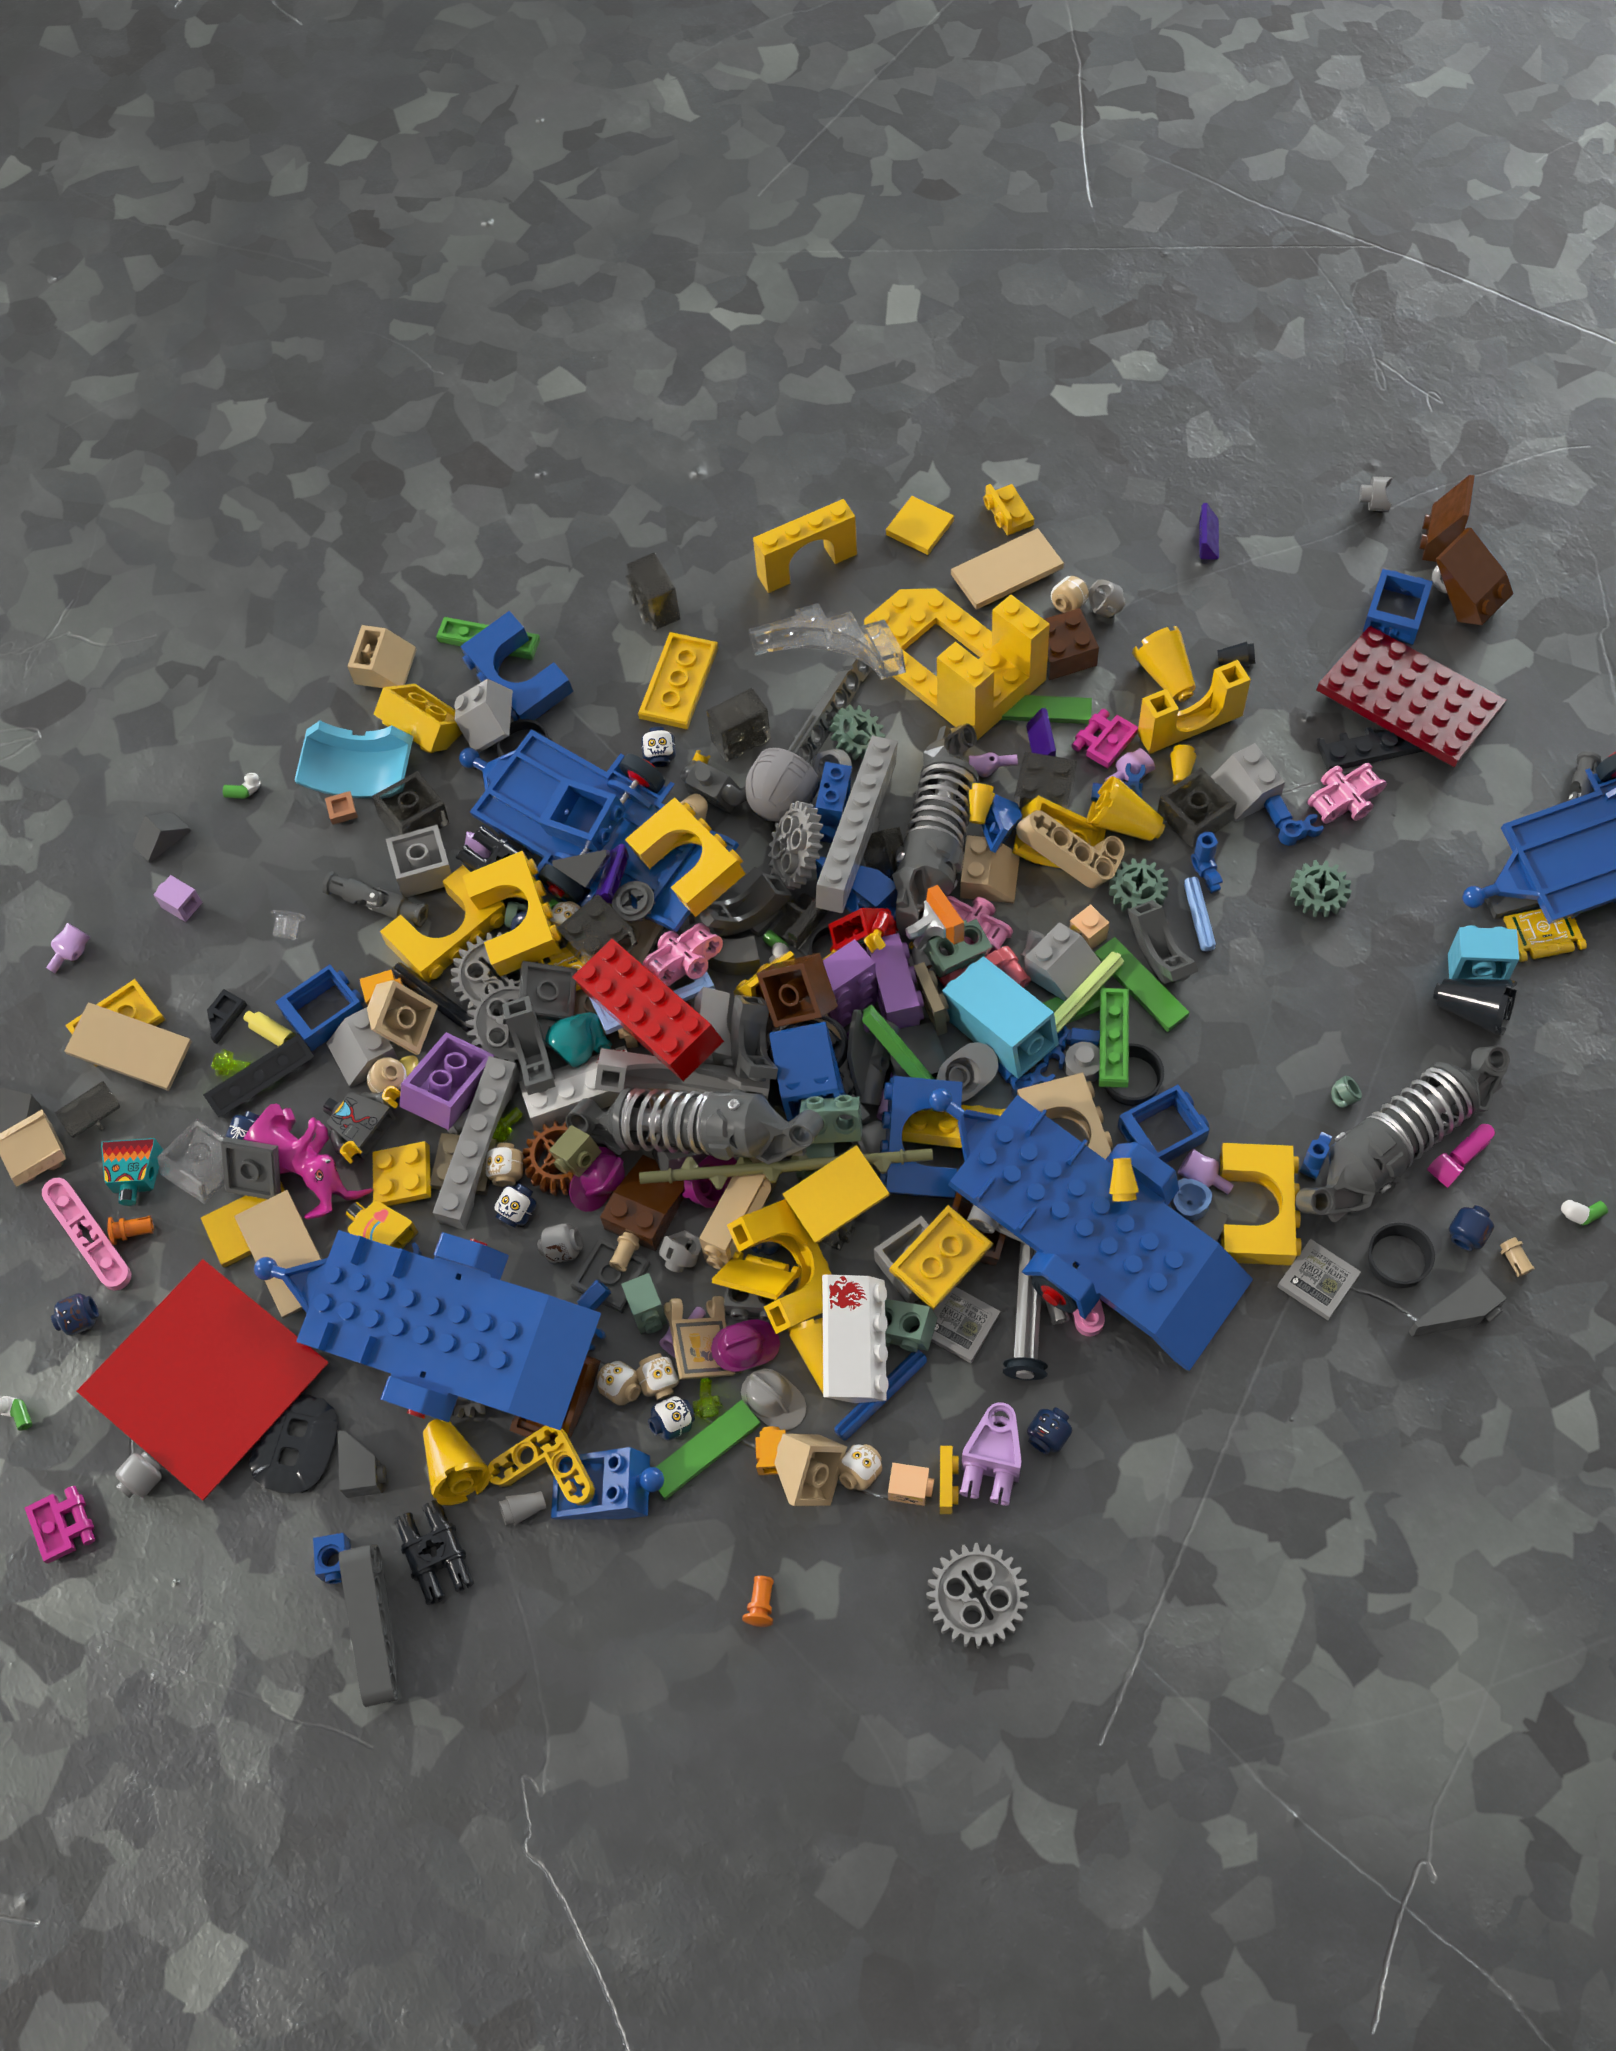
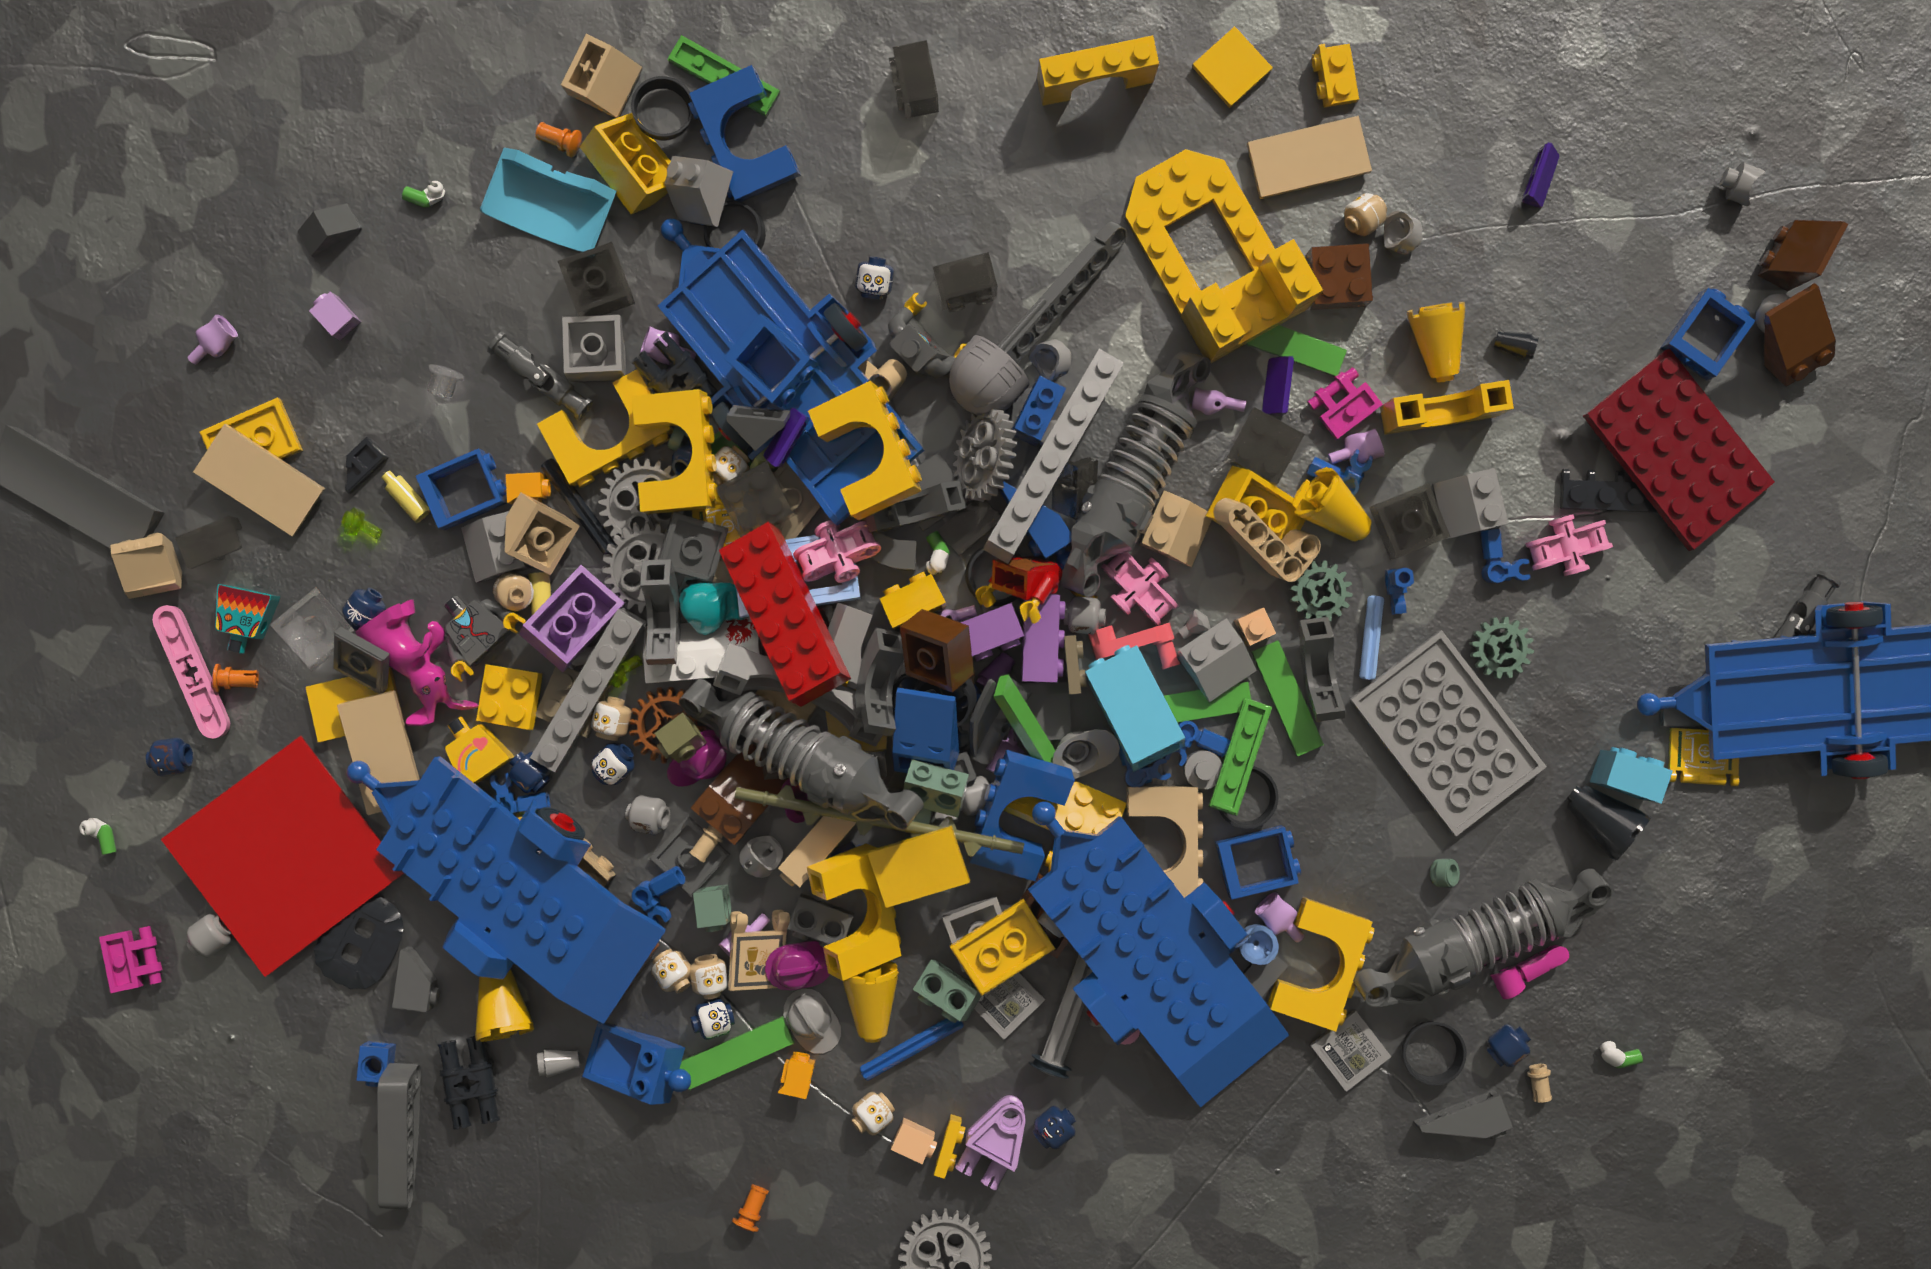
camera: 10 degrees right, 25 degrees up
(258, 1075) = (385, 548): black plate -> none
(341, 807) = (524, 252): nougat plate -> none
(358, 715) = (563, 139): none -> orange pin
(428, 1232) = (528, 773): none -> dark blue head
(438, 653) = (661, 82): none -> black tyre
(552, 1456) = (594, 1029): yellow beam -> none
(622, 901) = (791, 468): dark grey gear -> none
(678, 680) = (917, 193): yellow tile -> none
(707, 1405) = (749, 1015): clear neon green plate -> none
(756, 1275) = (827, 920): yellow piece -> none
(808, 1468) = (825, 1107): tan slope -> none
(840, 633) = (1073, 179): clear arch -> none
(854, 730) = (1084, 322): sand green gear -> none
(854, 1338) = (899, 1006): white slope -> none
(938, 920) = (1101, 597): piece -> none
(960, 953) = (1115, 629): sand green brick -> none
(980, 801) = (1188, 461): yellow cone -> none
(1001, 822) = (1202, 483): blue slope -> none
(1087, 989) = (1228, 698): yellowish green axle -> none
(1123, 1181) = (1194, 937): yellow cone -> none
(1182, 762) = (1413, 460): yellow cone -> none
(1301, 973) = (1447, 733): none -> light grey plate
(1316, 1156) = (1388, 936): blue bar -> none

